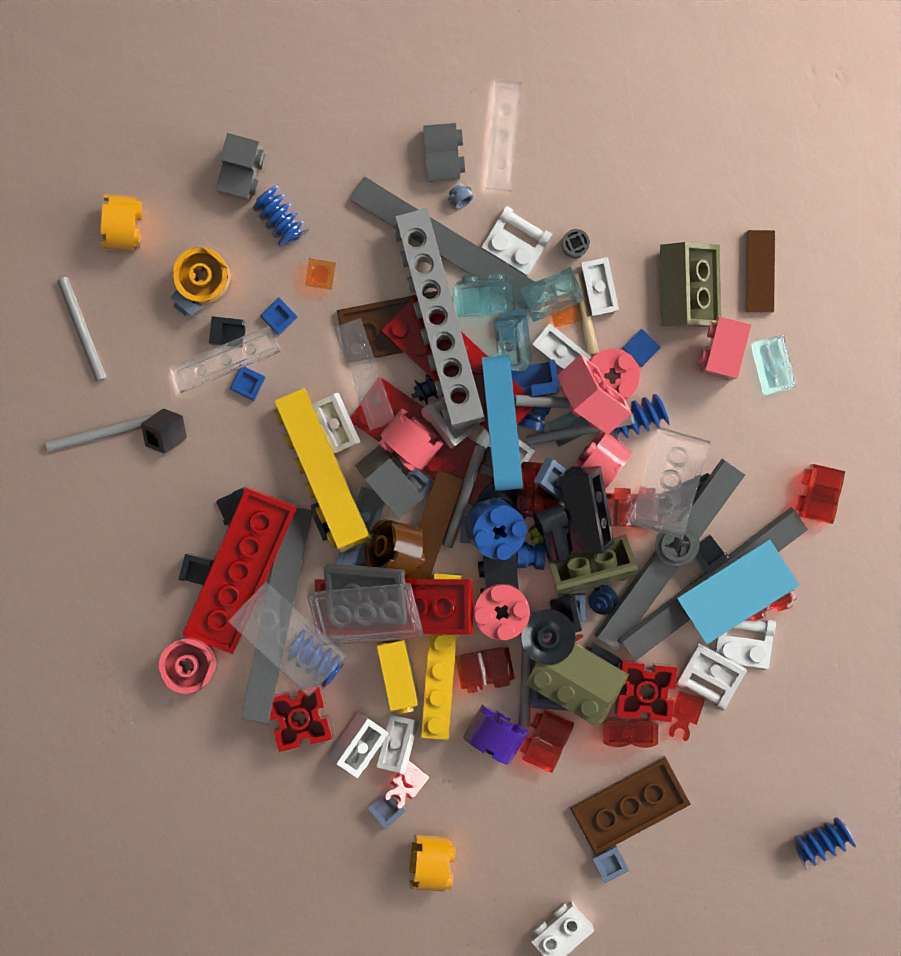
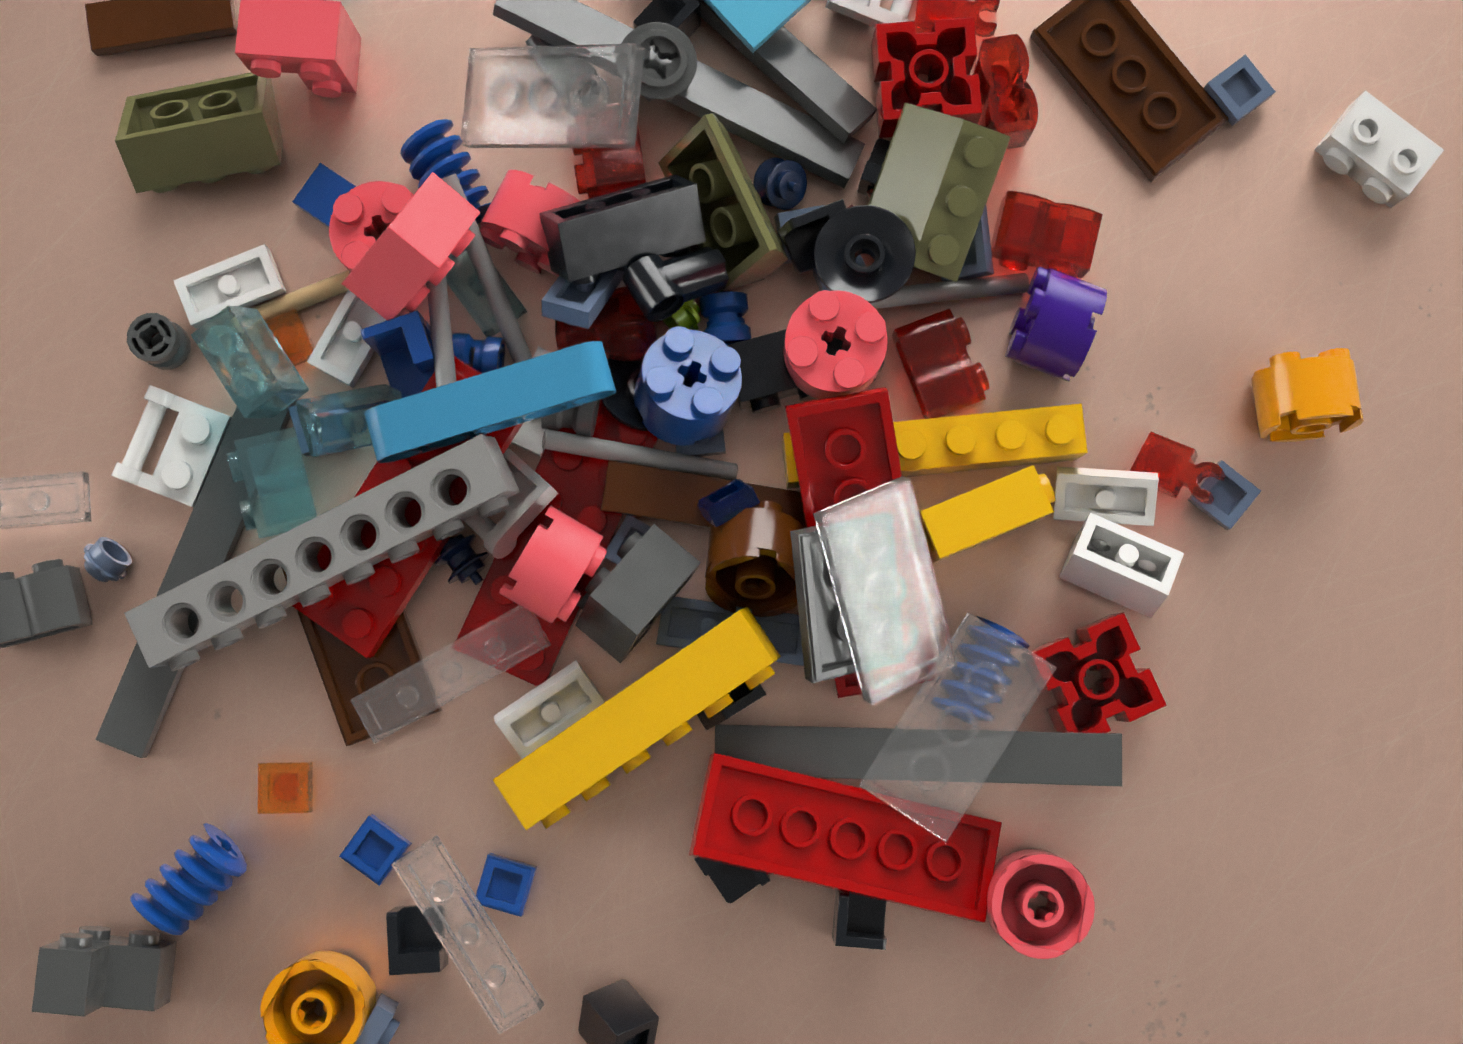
camera: 100 degrees left, 5 degrees down
(428, 539) = (727, 502): none -> clear blue tile

